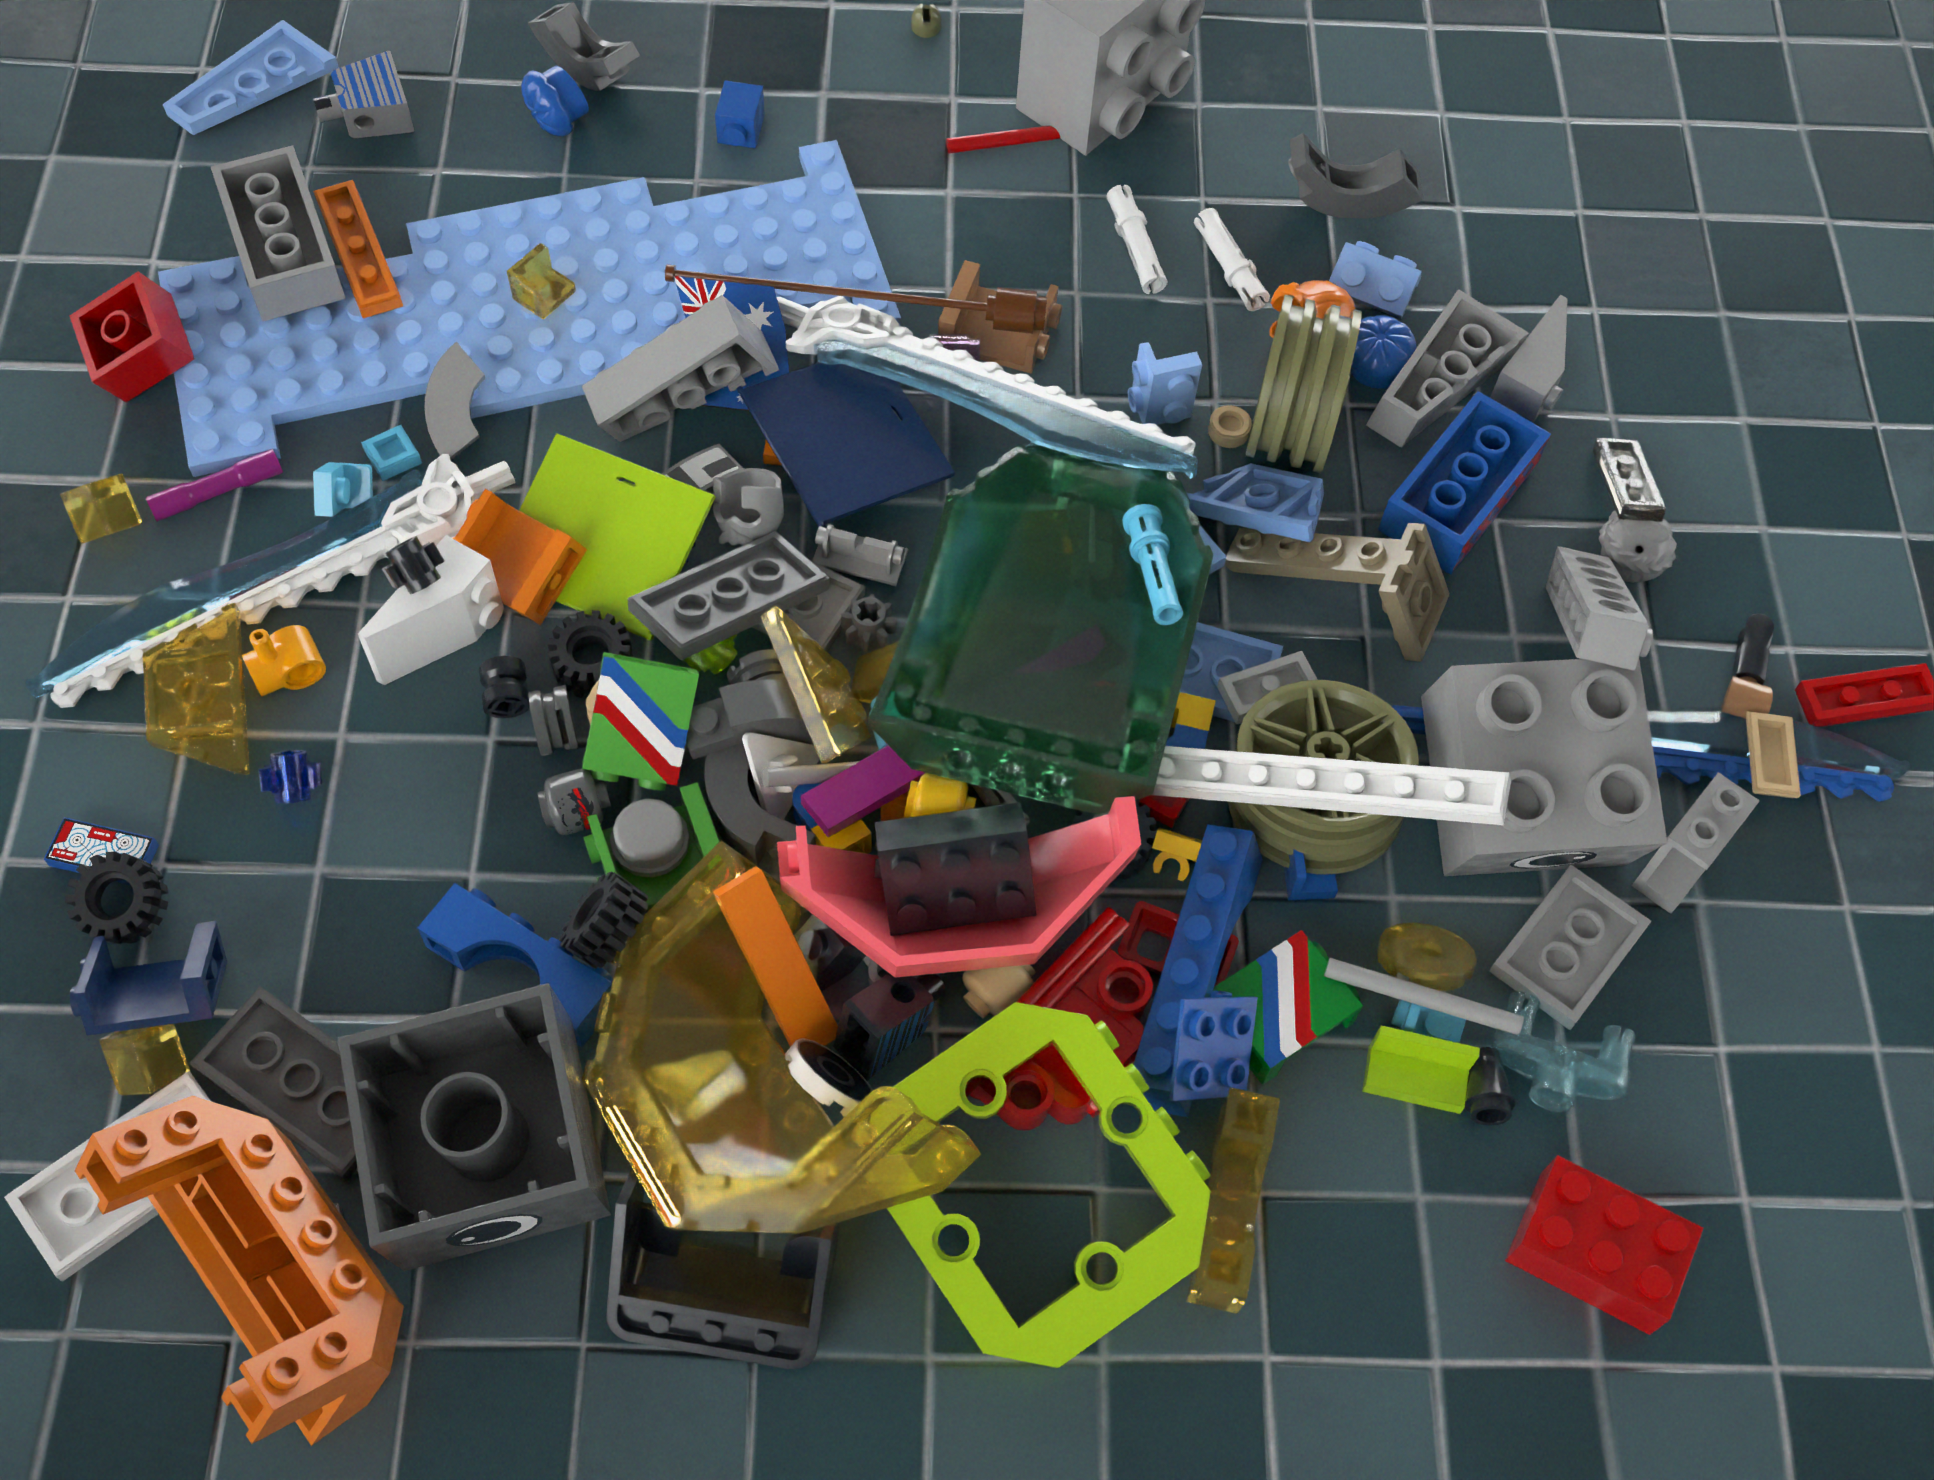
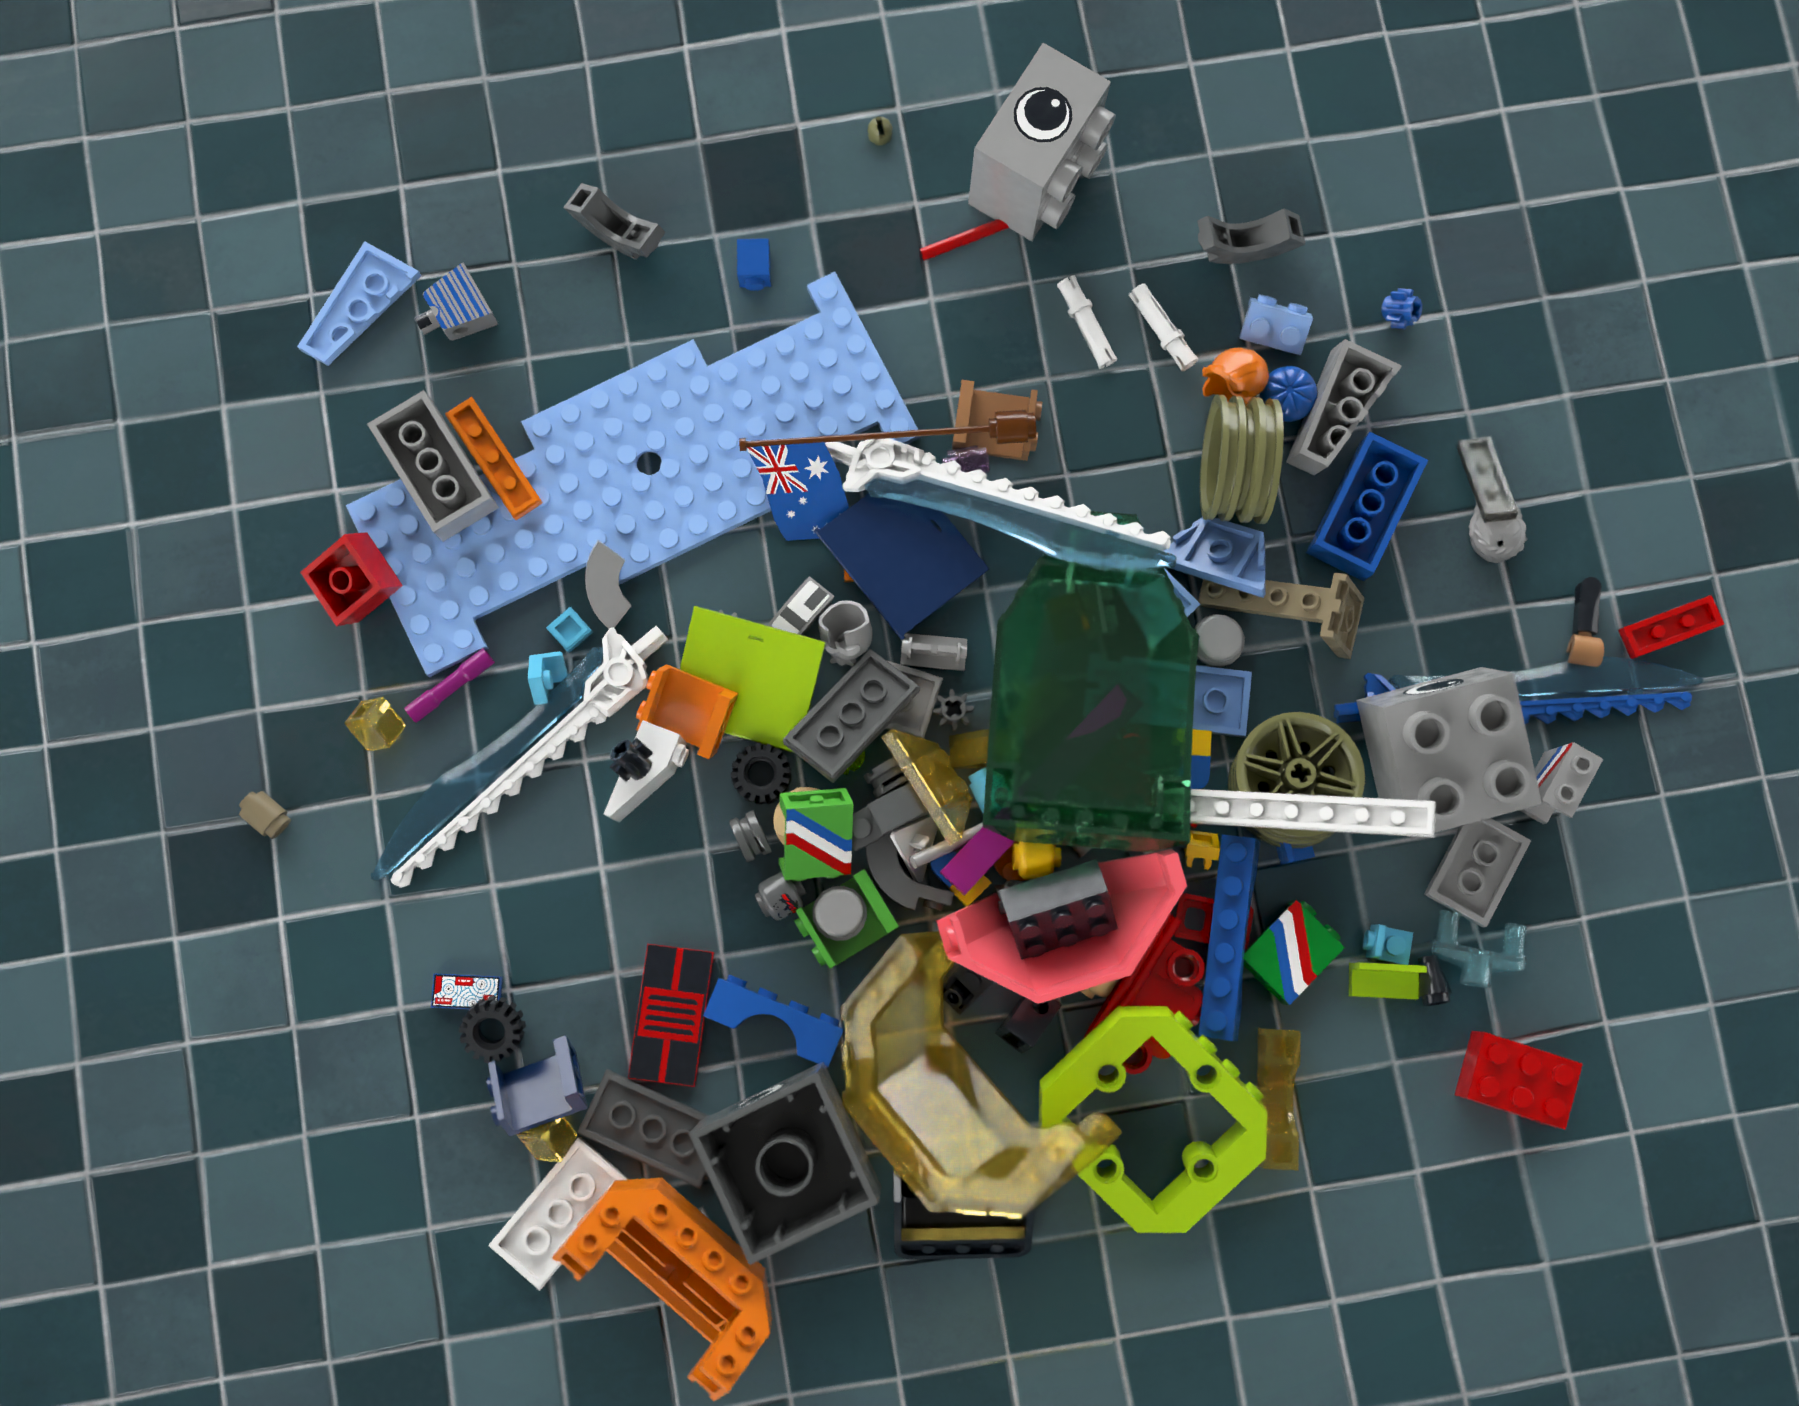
camera: 10 degrees left, 20 degrees up
(199, 693) = (495, 861): clear yellow wing -> none
(284, 659) = (547, 824): light orange piece -> none
(290, 776) = (580, 914): clear blue gear -> none
(373, 935) = (671, 1015): none -> black tile
(504, 687) = (709, 821): black wheel -> none
(538, 284) = (644, 467): clear yellow panel -> none
(553, 100) = (604, 283): blue piece -> none
(604, 920) = (830, 993): black tyre -> none
(679, 369) = (768, 528): light grey wedge -> none
(776, 958) = (952, 1001): orange tile -> none
(826, 1075) = (1002, 1068): tile -> none
(1163, 600) = (1149, 627): medium azure pin -> none
(1164, 387) = (1131, 473): light blue bracket -> none
(1212, 1046) = (1252, 1001): blue hinge -> none
(1229, 426) = (1184, 482): tan tile -> none
(1244, 603) = (1219, 640): none -> light grey piece
(1247, 686) = (1248, 713): light grey plate -> none
(1424, 996) = (1385, 935): light grey bar -> none
(1426, 955) = (1385, 883): clear yellow tile -> none
(1534, 371) = (1411, 387): light grey slope -> none
(1537, 284) = (1402, 308): none -> blue gear
(1597, 609) = (1477, 624): light grey brick -> none
(1772, 755) = (1606, 696): tan tile -> none

